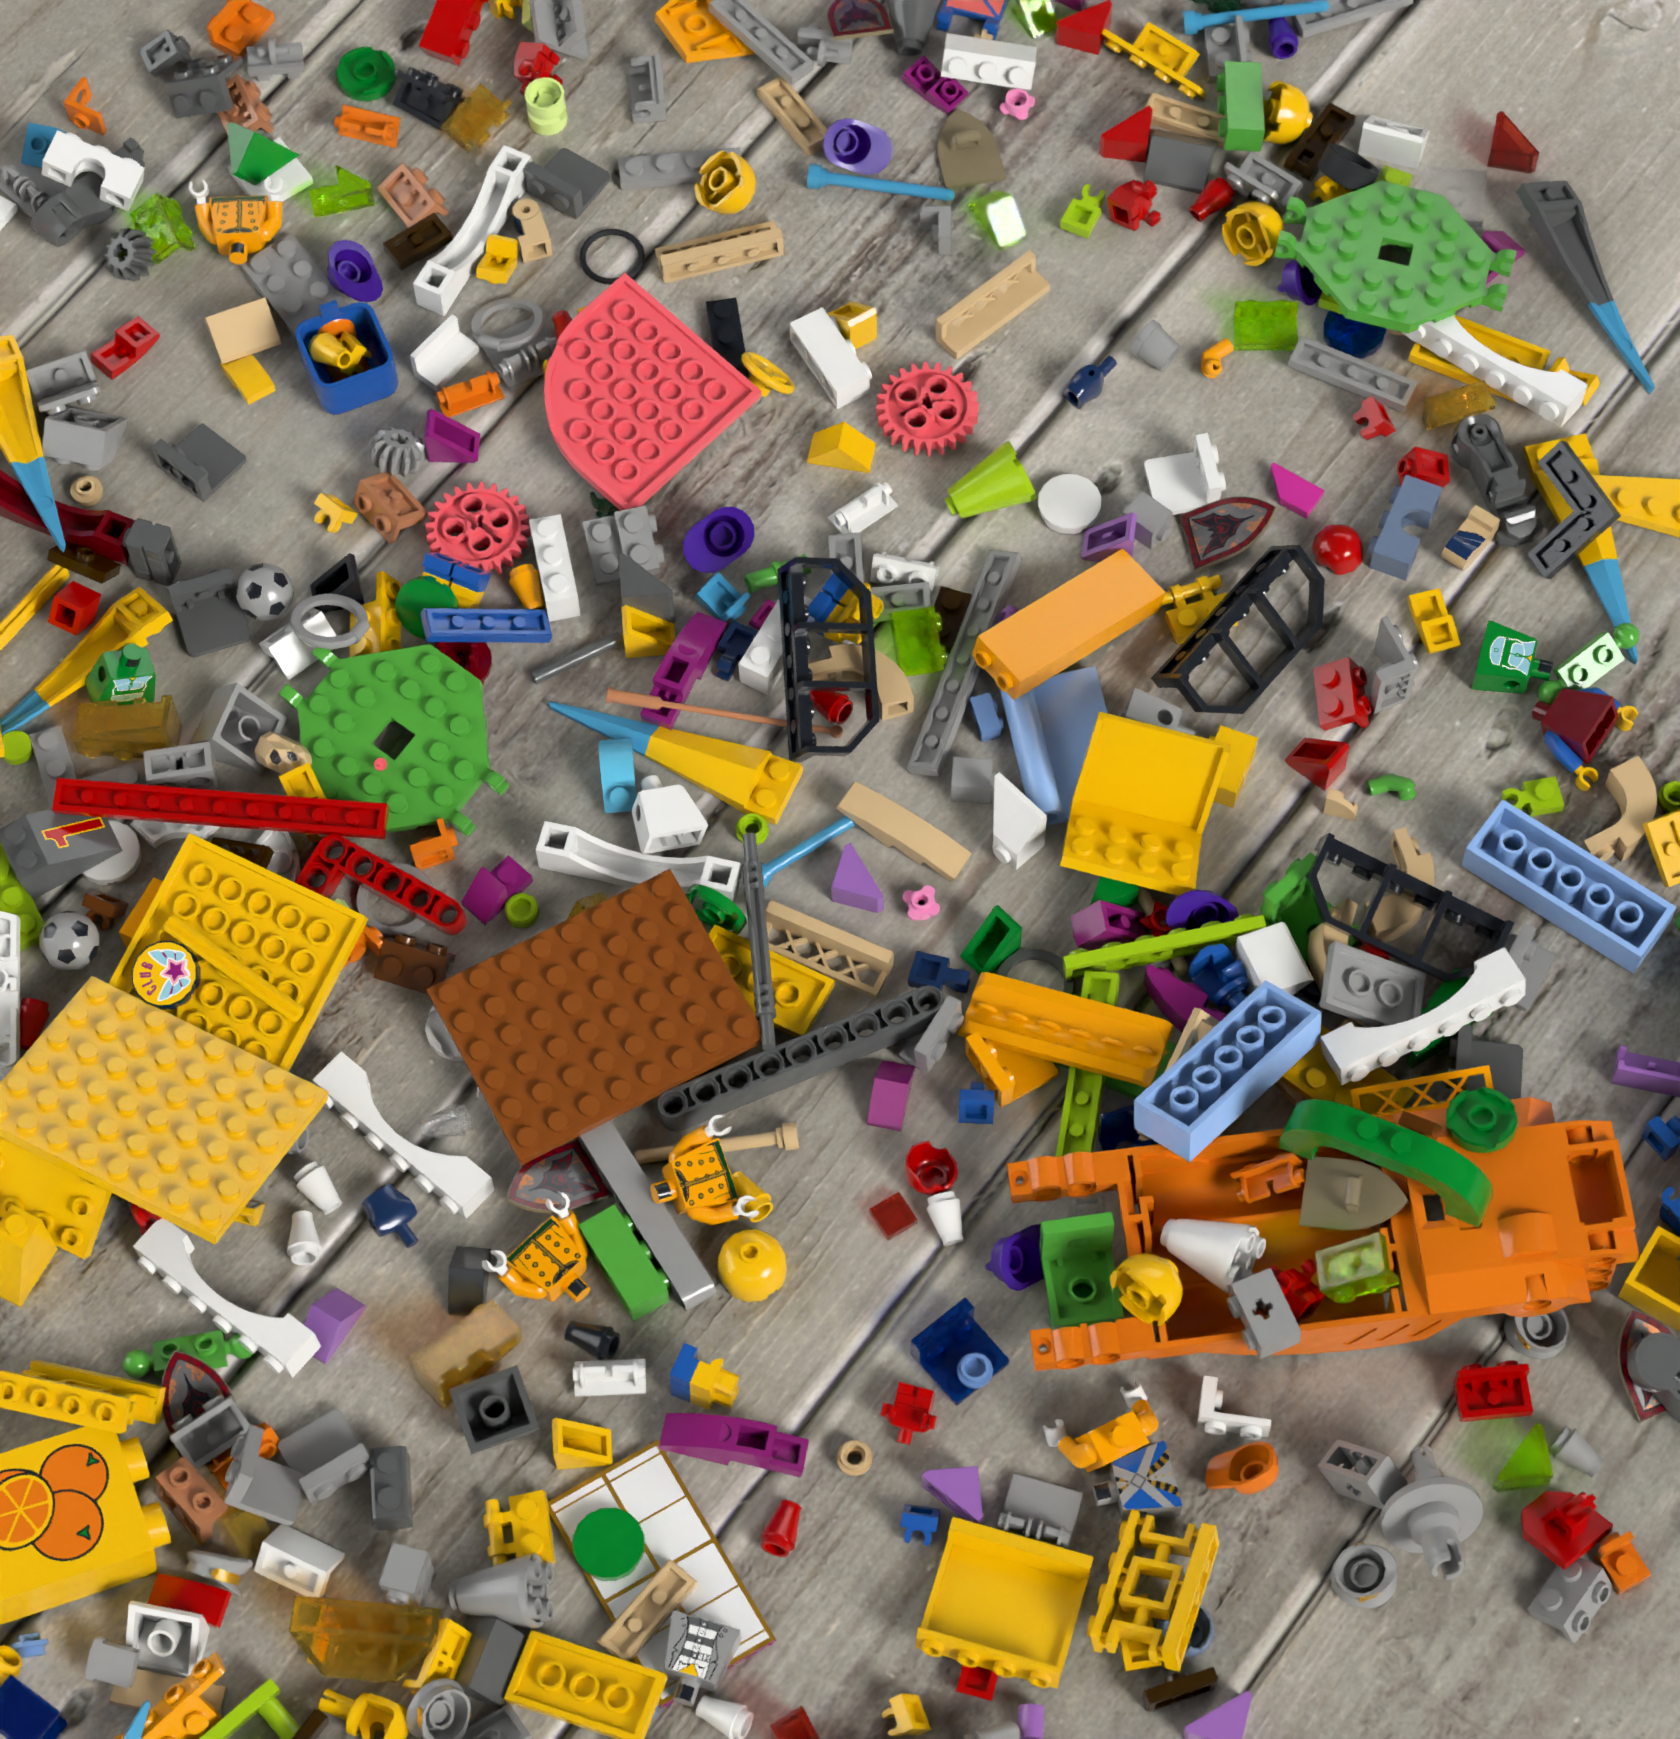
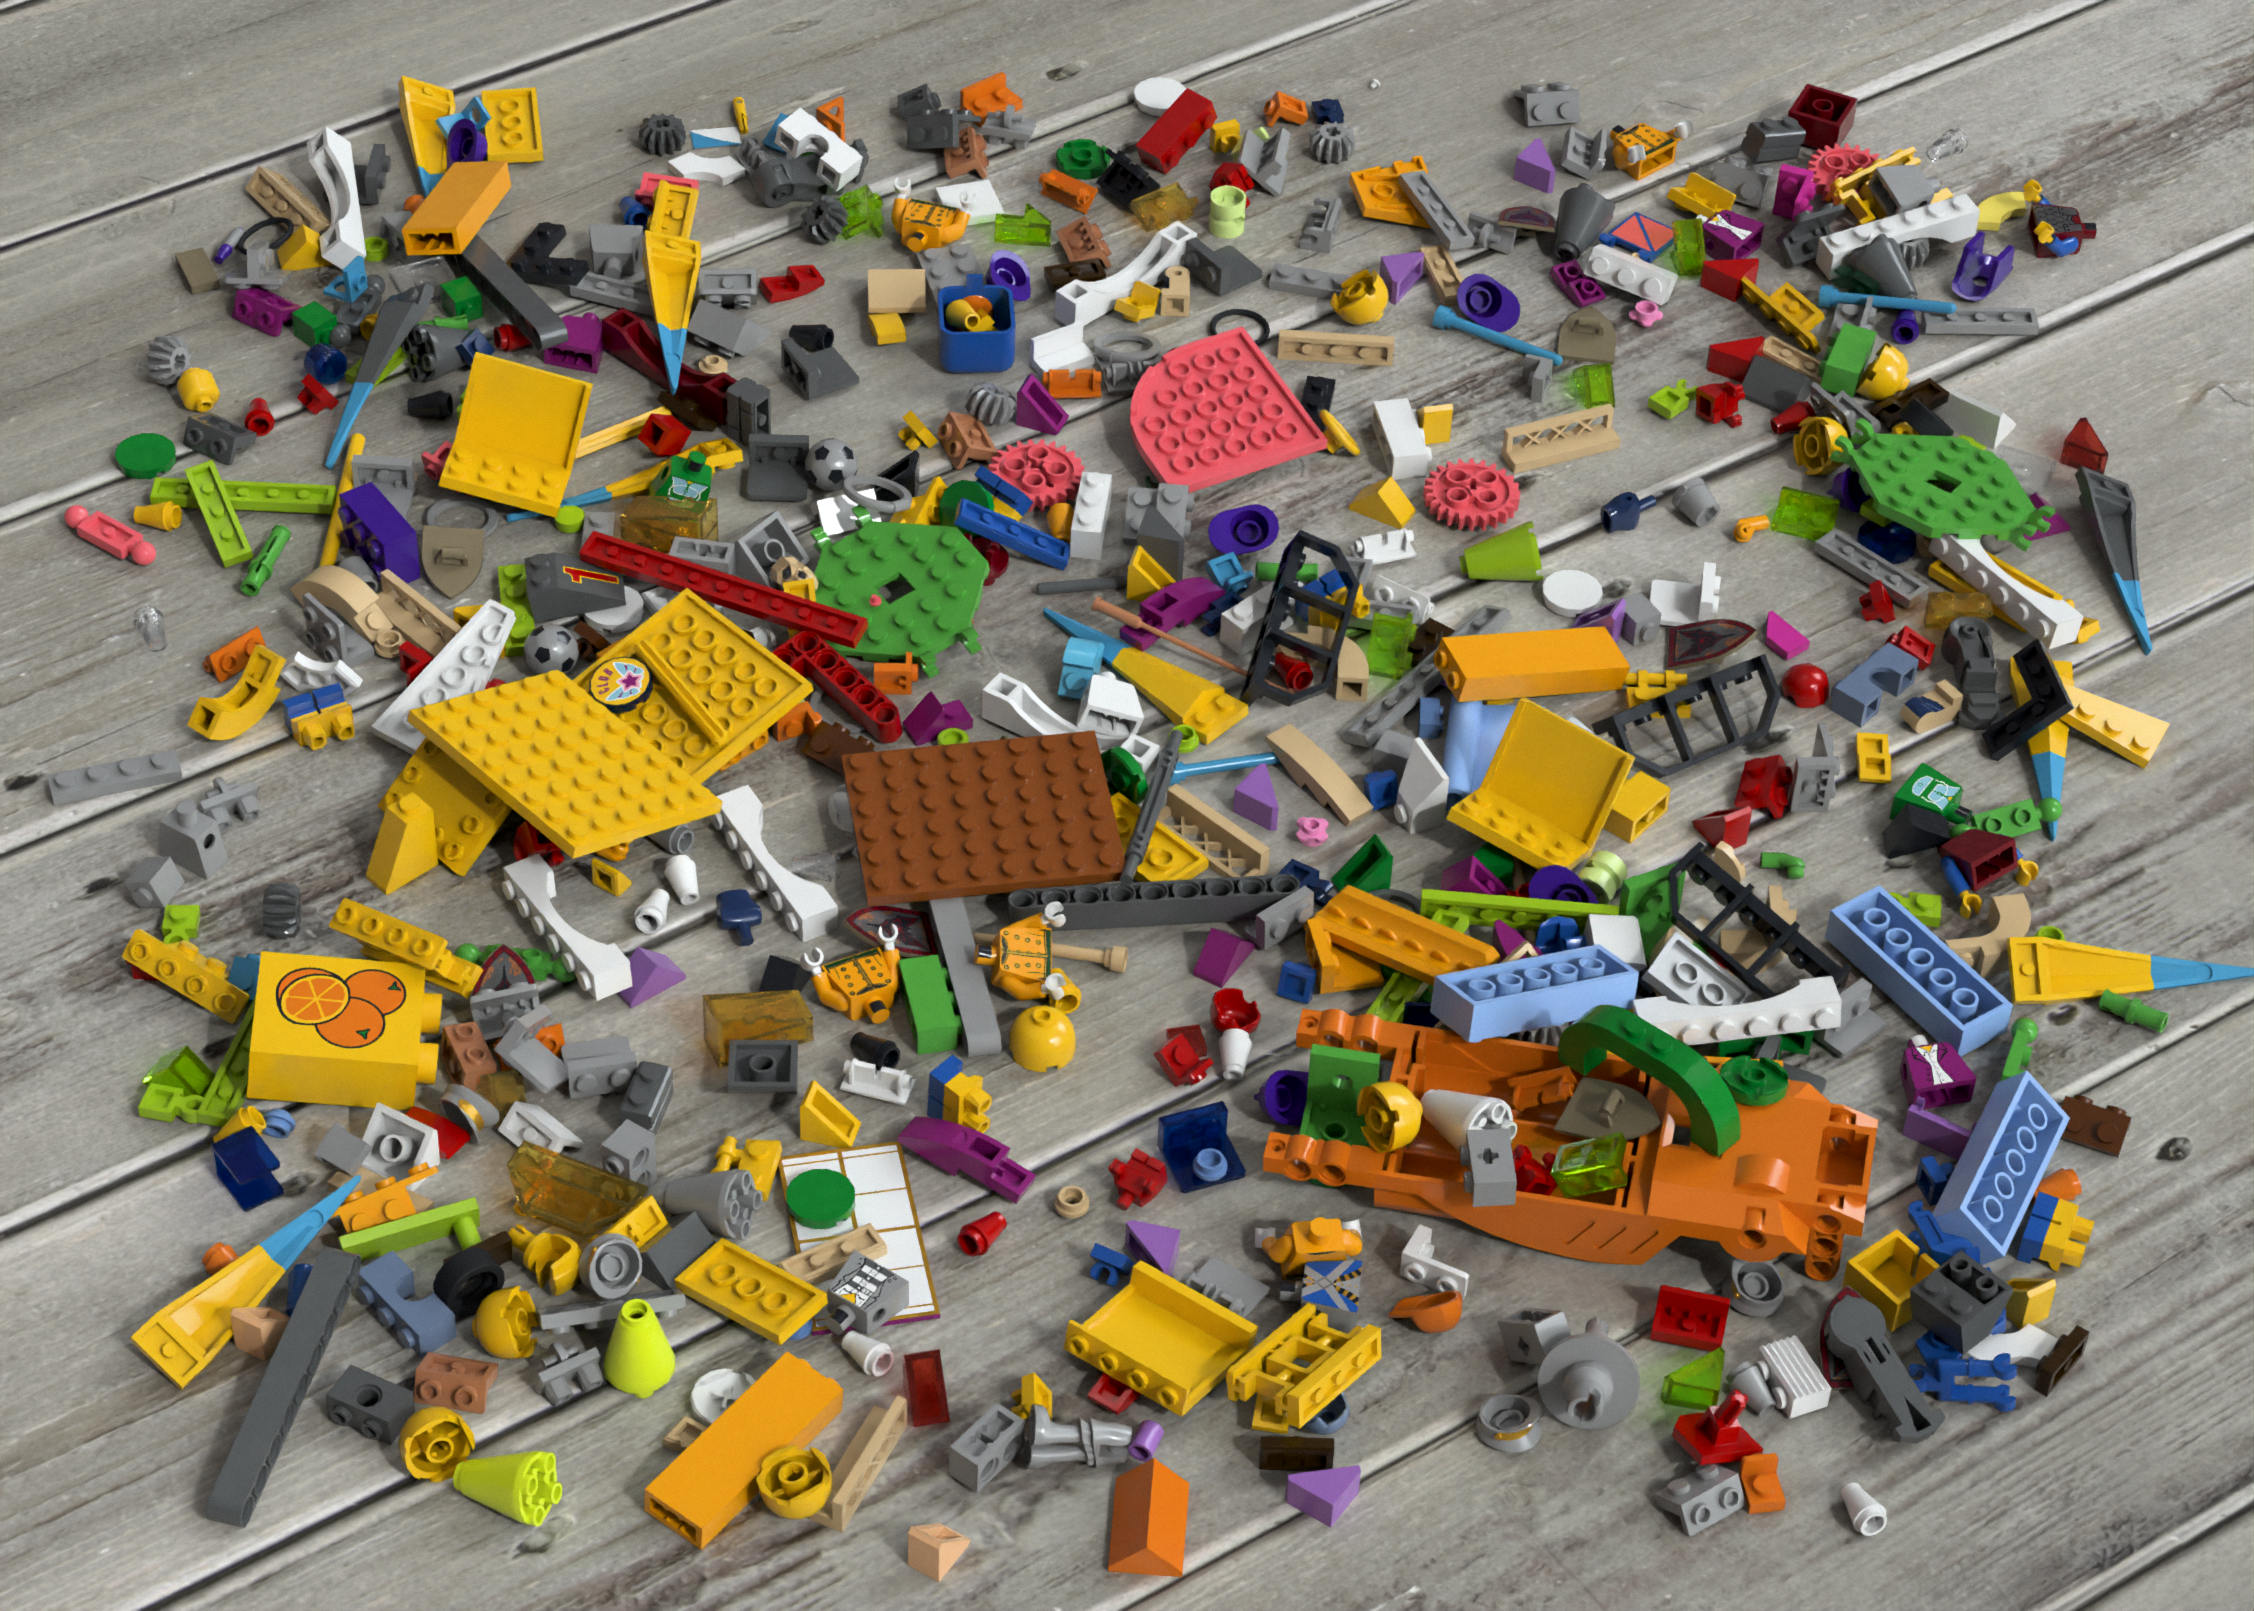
camera: 15 degrees right, 20 degrees down
(176, 416) = (812, 336): none -> black cone
(254, 155) = (961, 174): green slope -> none
(750, 132) = (1401, 273): none -> medium lavender slope
(901, 1247) = (1181, 1061): none -> red bracket
(971, 829) = (1381, 788): none -> blue tile
(1226, 872) = (1603, 875): none -> yellowish green wheel
(1507, 708) = (1915, 831): none -> black slope
(1609, 1425) = (1792, 1377): none -> white brick
(1621, 1005) = (1935, 1074): none -> magenta torso

